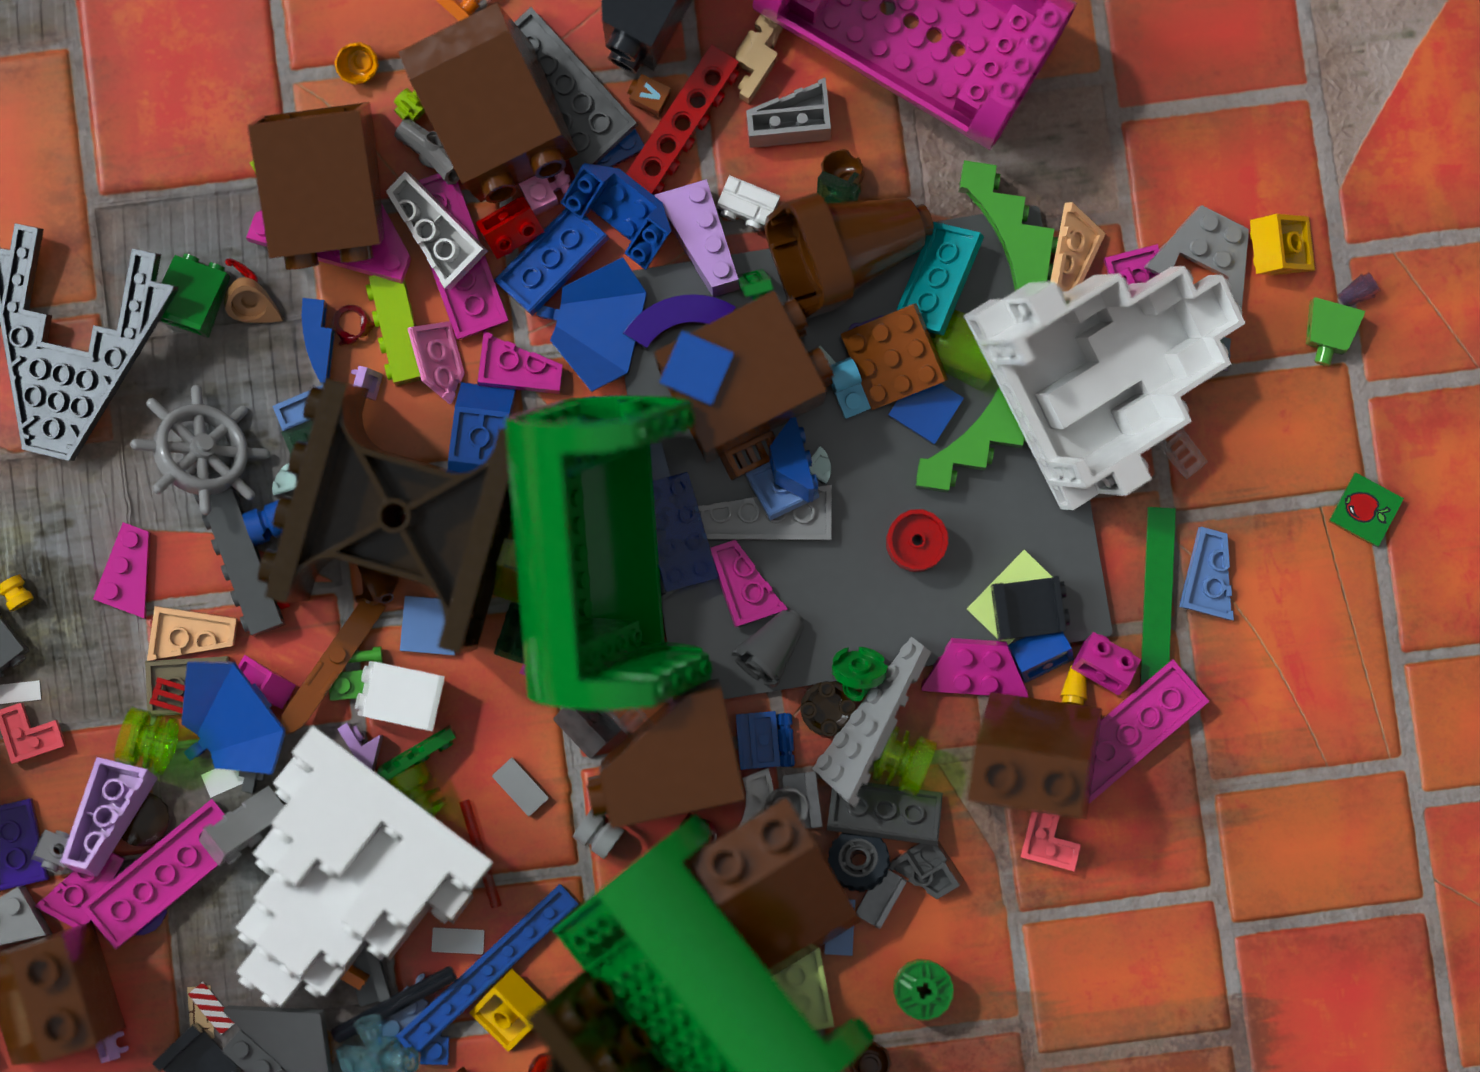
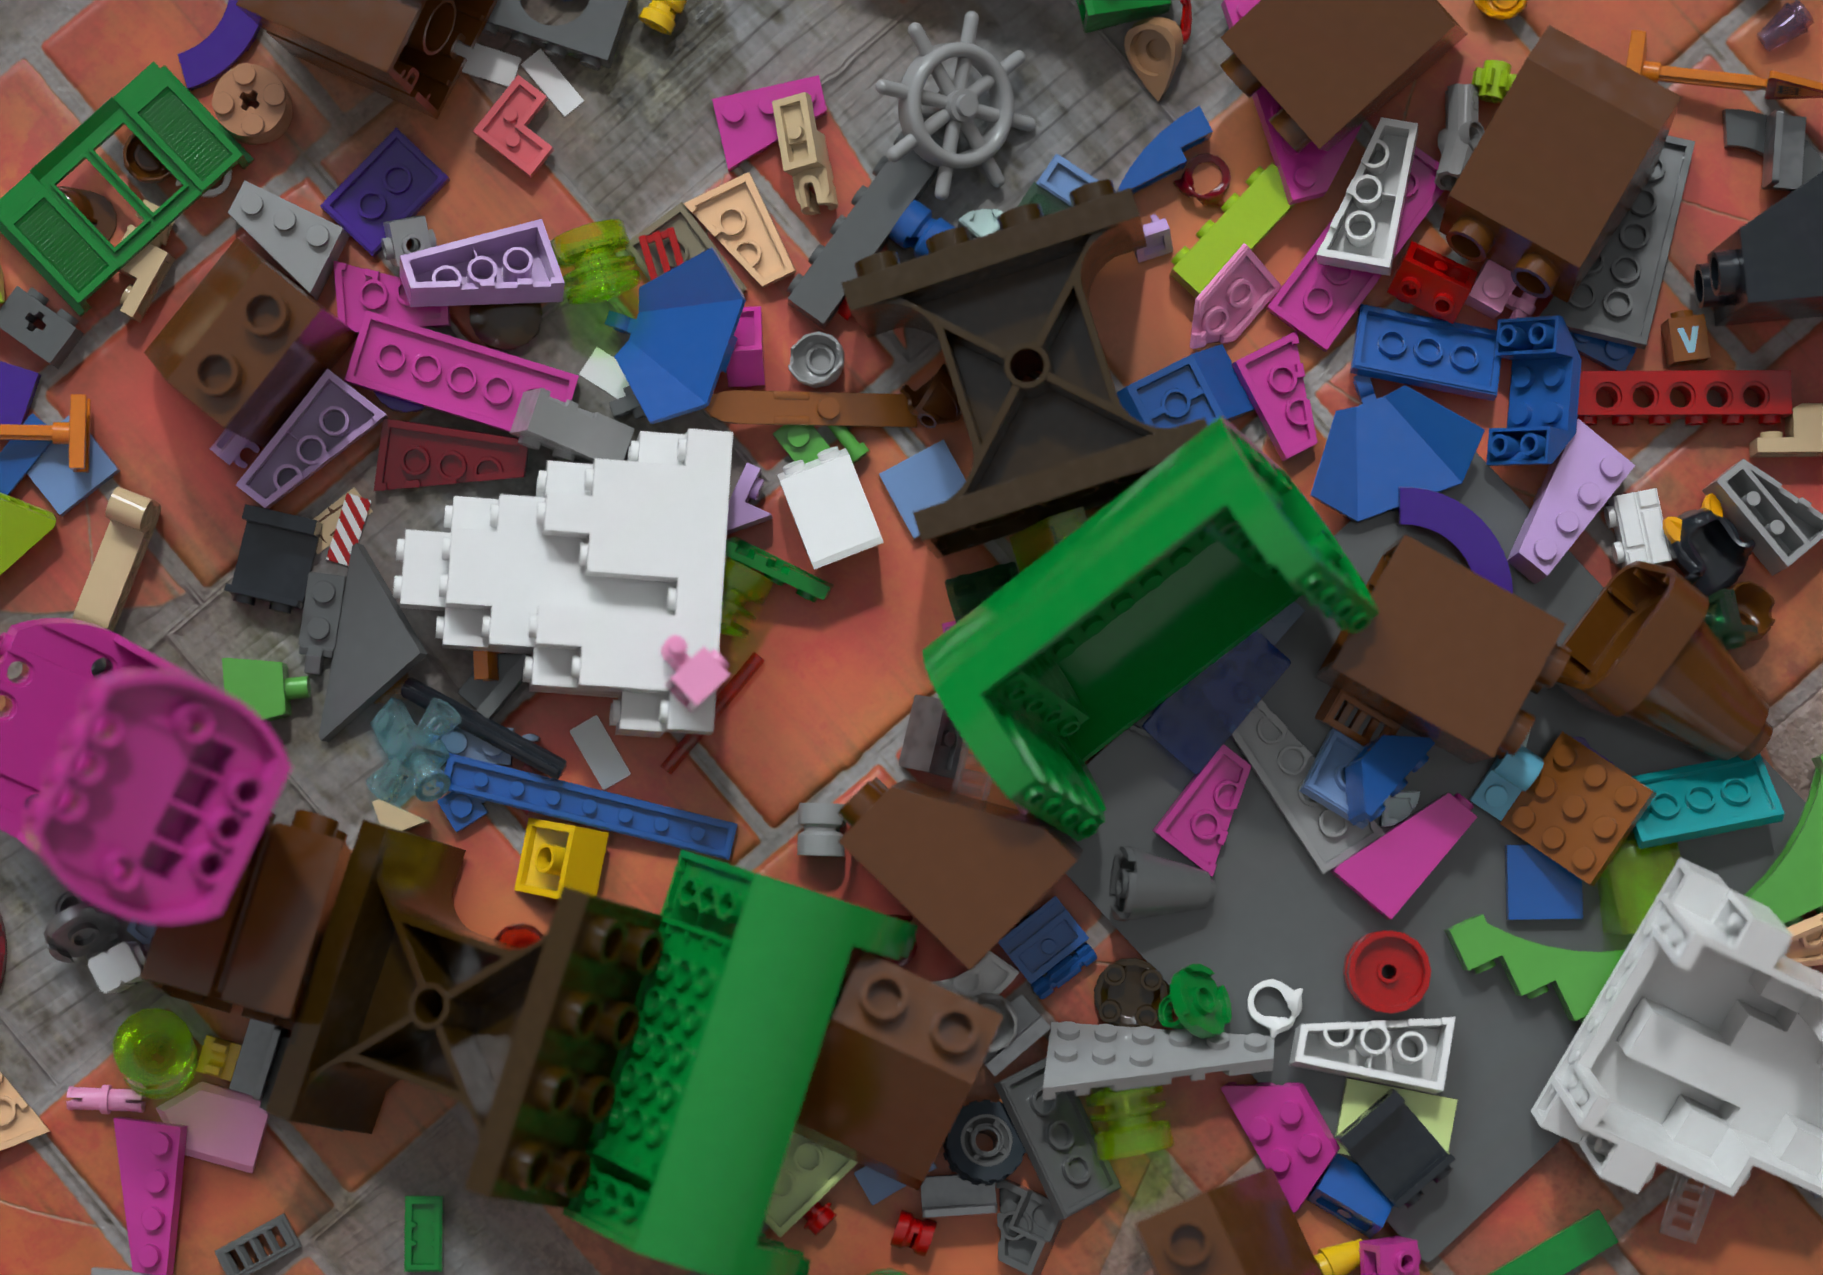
camera: 55 degrees right, 0 degrees up
(137, 991) = (312, 436): none -> lavender wedge
(166, 563) = (804, 153): none -> tan plate
(201, 922) = (438, 455): none -> dark red wing
(302, 642) = (817, 359): none -> light grey hair
(450, 850) = (694, 676): none -> bright pink brick
(520, 787) = (816, 708): light grey tile -> none
(696, 368) = (1419, 594): blue tile -> none
(755, 283) = (1556, 597): green plate -> none
(786, 169) = (1707, 547): none -> black hair
(838, 994) = (818, 1217): none -> red plate
(853, 482) = (1403, 857): none -> dark pink slope
(879, 942) = (905, 1230): none -> red wheel
(904, 631) = (1275, 1024): none -> white piece
(968, 571) = (1390, 1053): none -> white wedge

